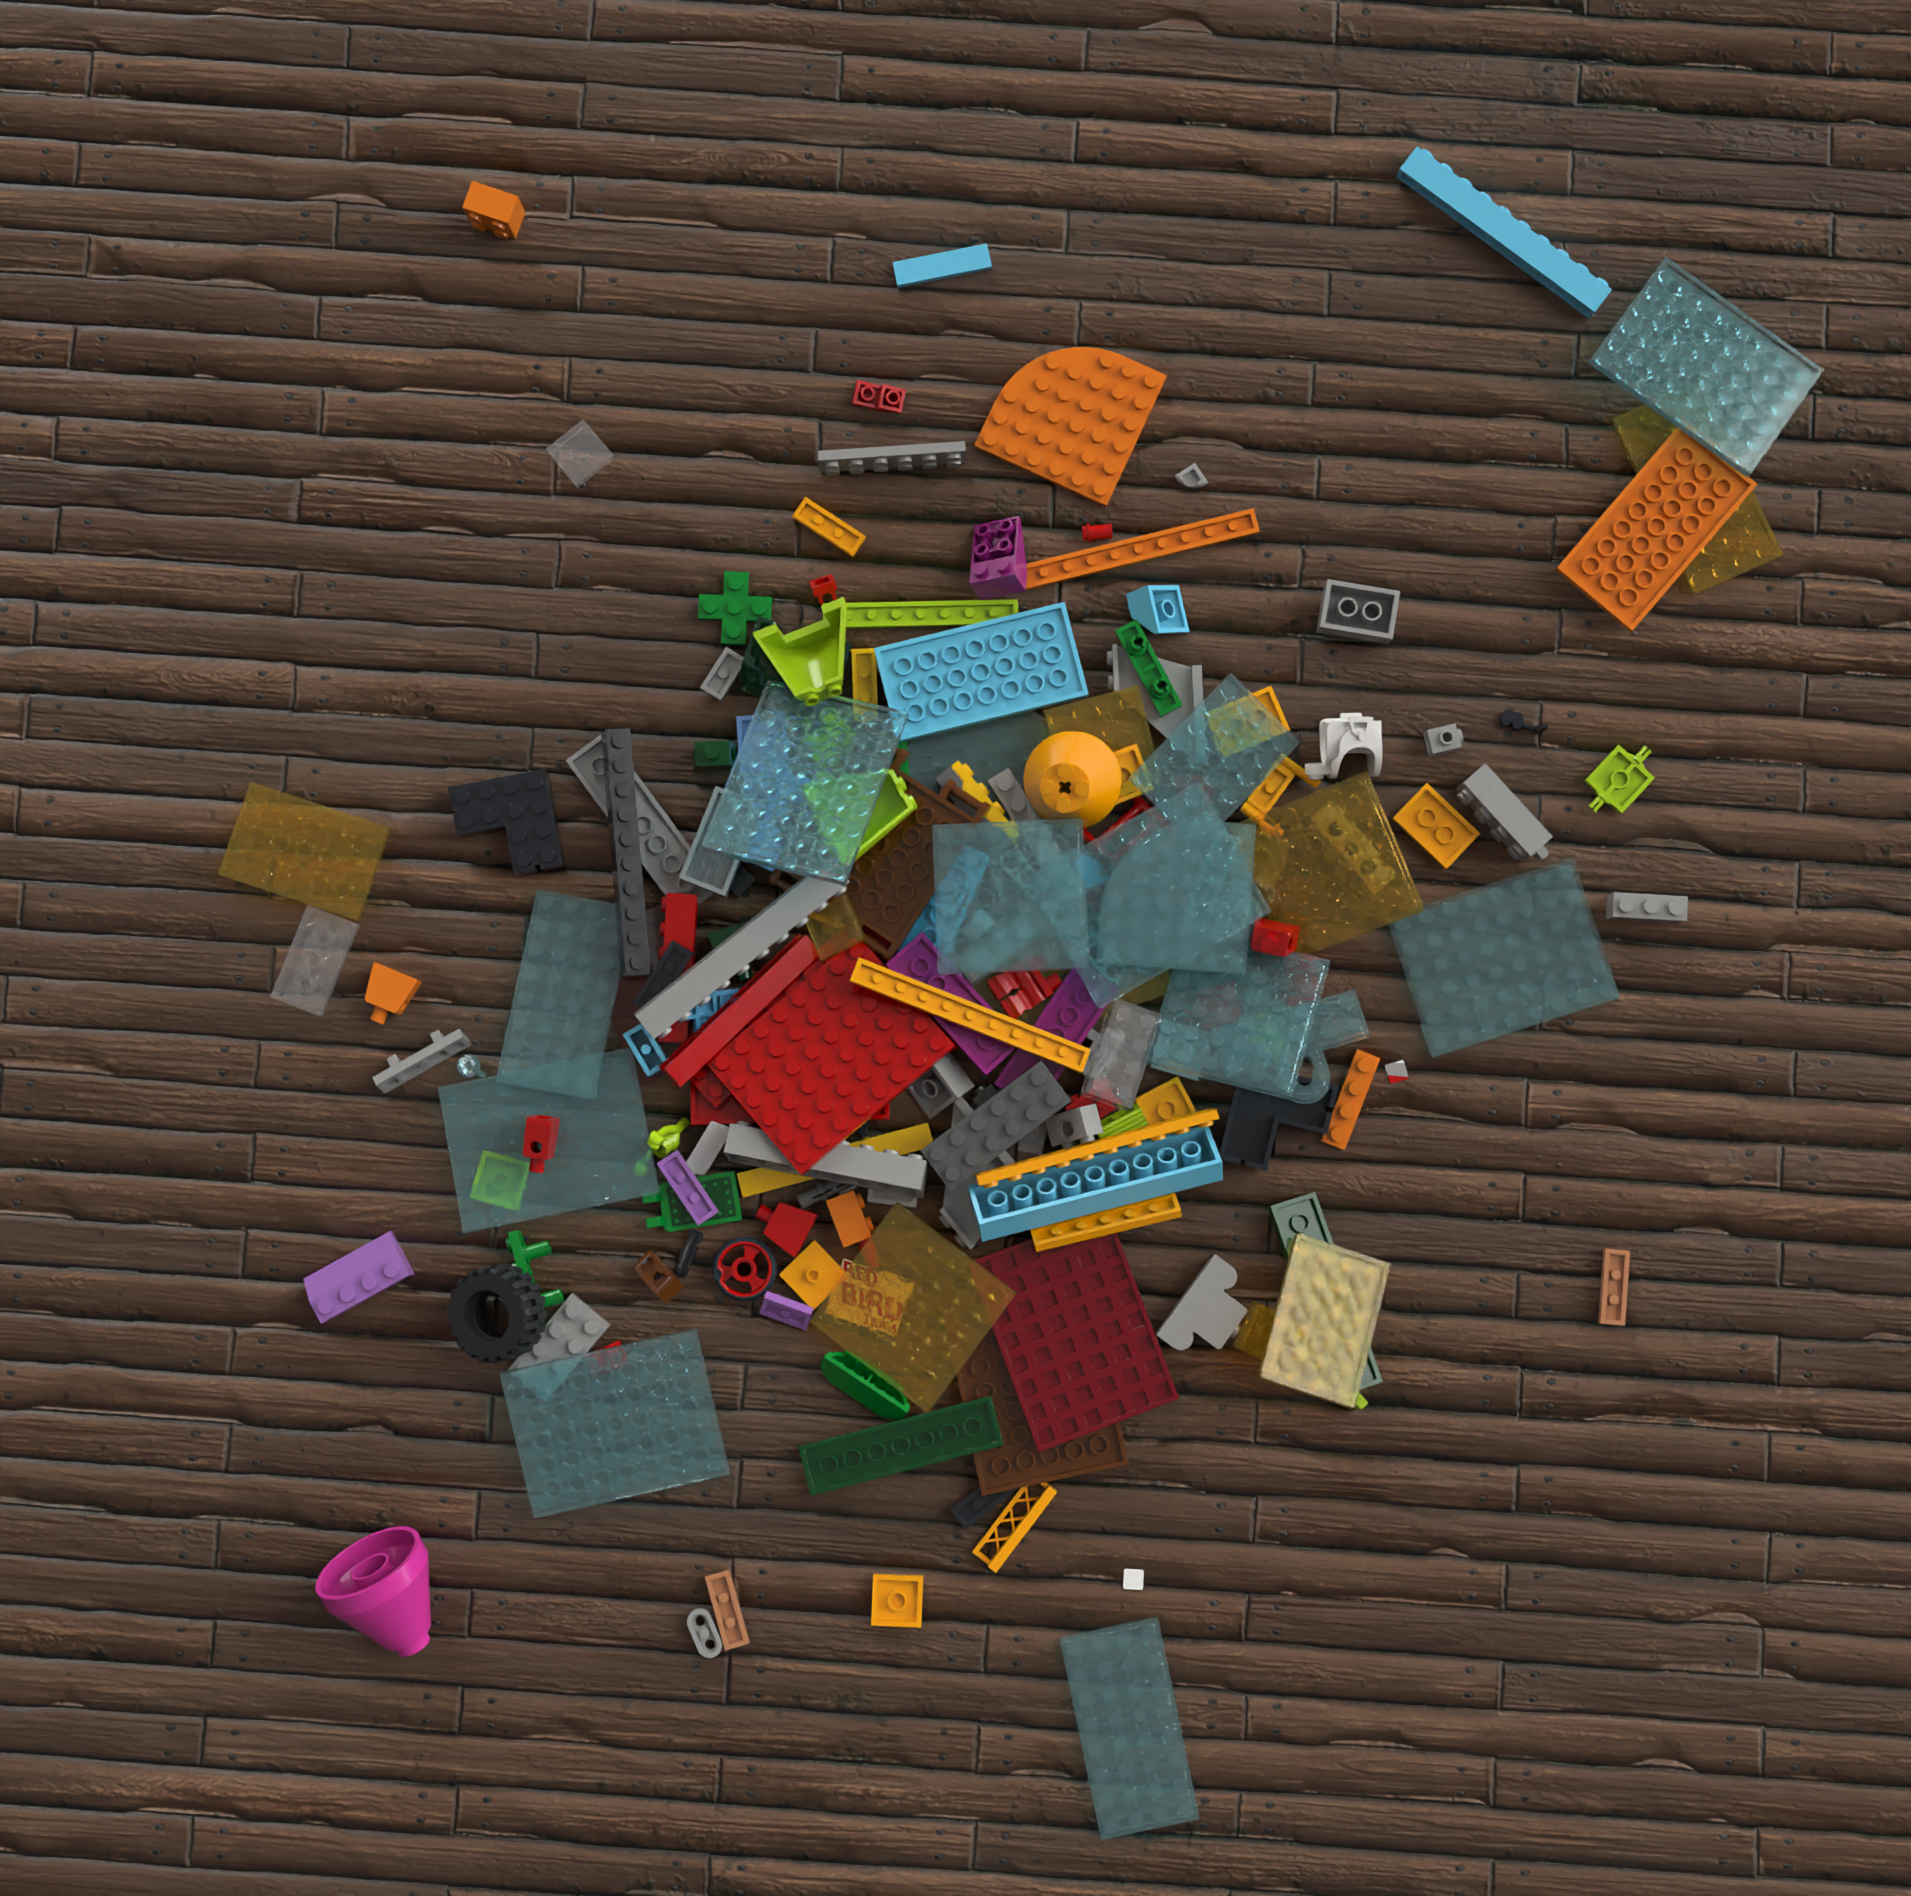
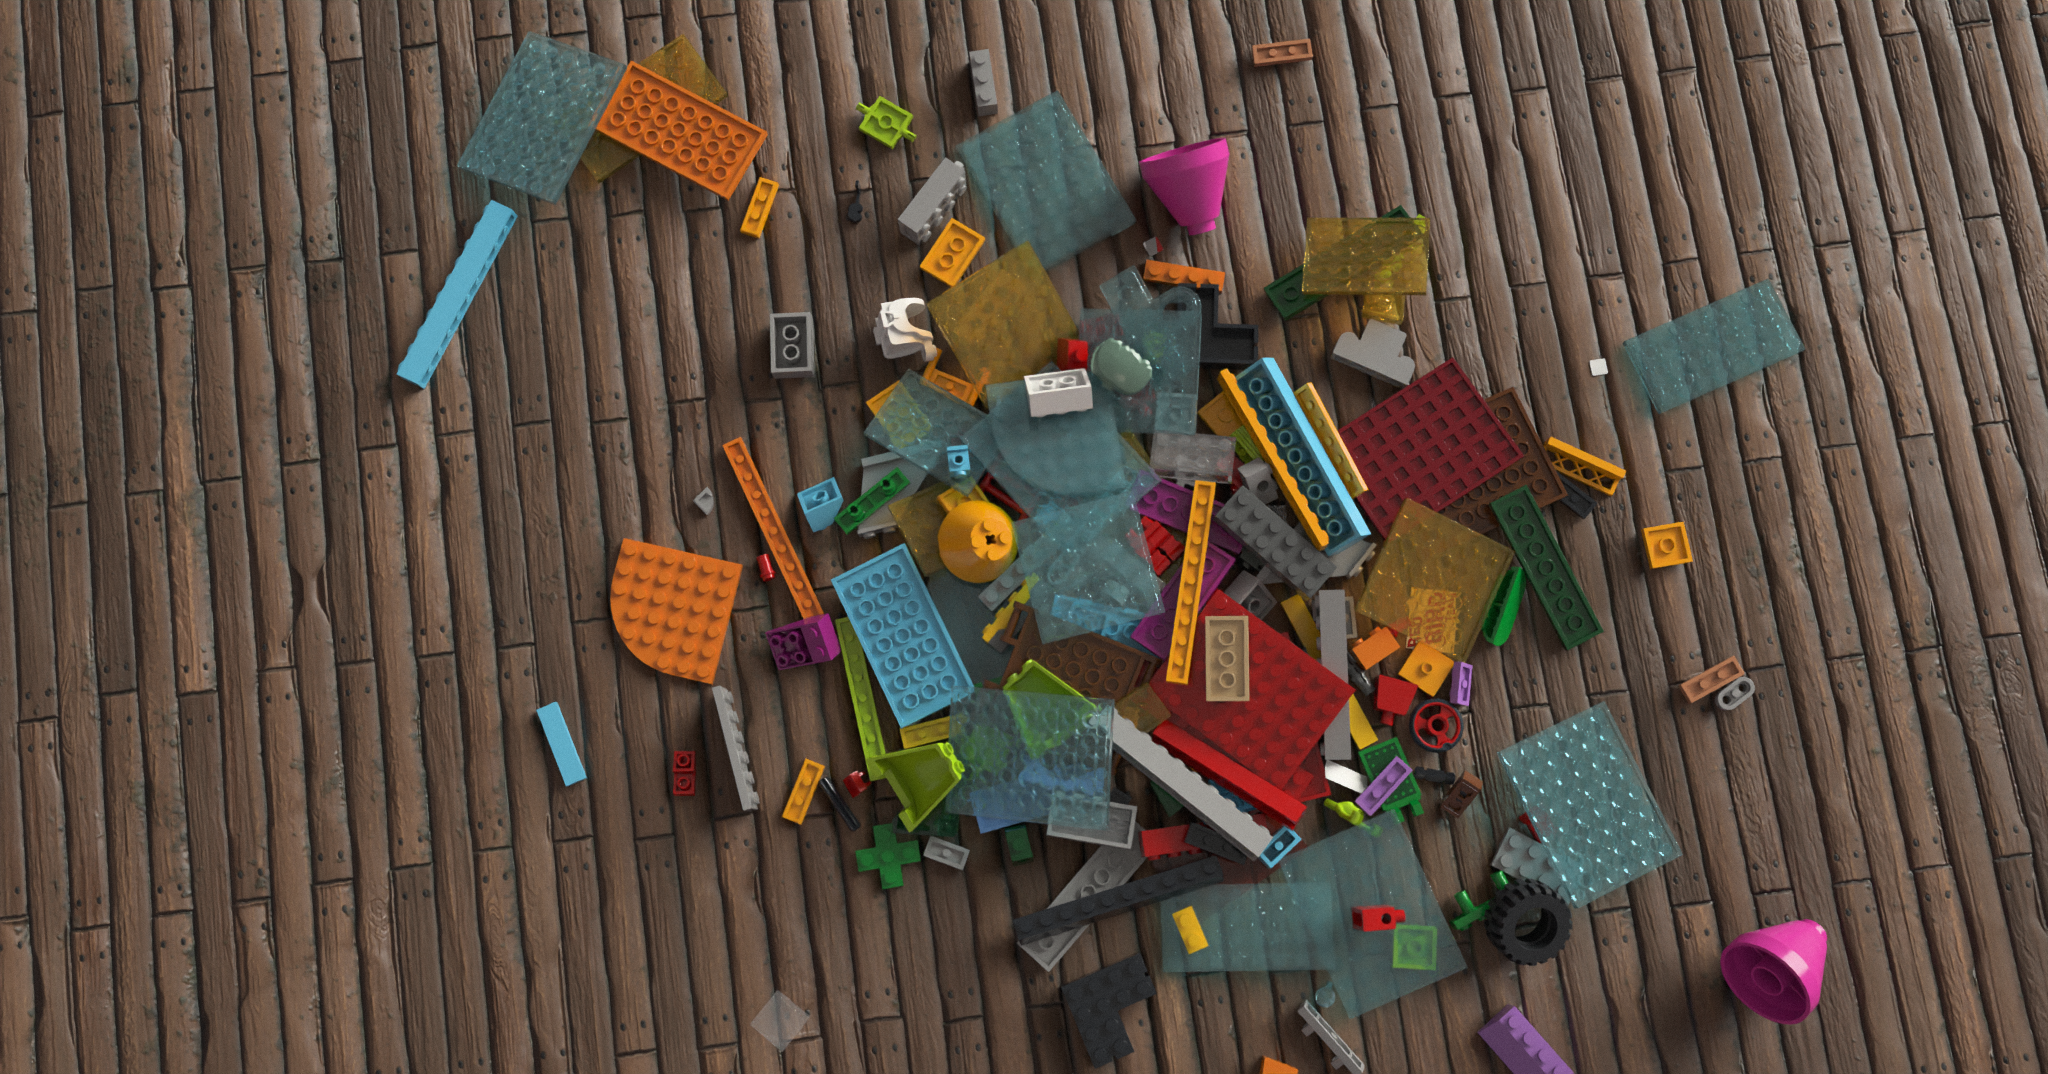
camera: 100 degrees left, 5 degrees down
(575, 928) = (1190, 929): none -> yellow plate
(805, 564) = (839, 804): none -> black axle
(869, 1034) = (1227, 658): none -> tan plate
(1180, 776) = (957, 453): none -> medium azure brick
(1227, 906) = (1058, 392): none -> white slope
(1240, 984) = (1120, 368): none -> sand green animal
(1443, 740) = (882, 260): light grey brick -> none
(1465, 1127) = (1190, 182): none -> dark pink cone
(1541, 607) = (759, 207): none -> light orange tile

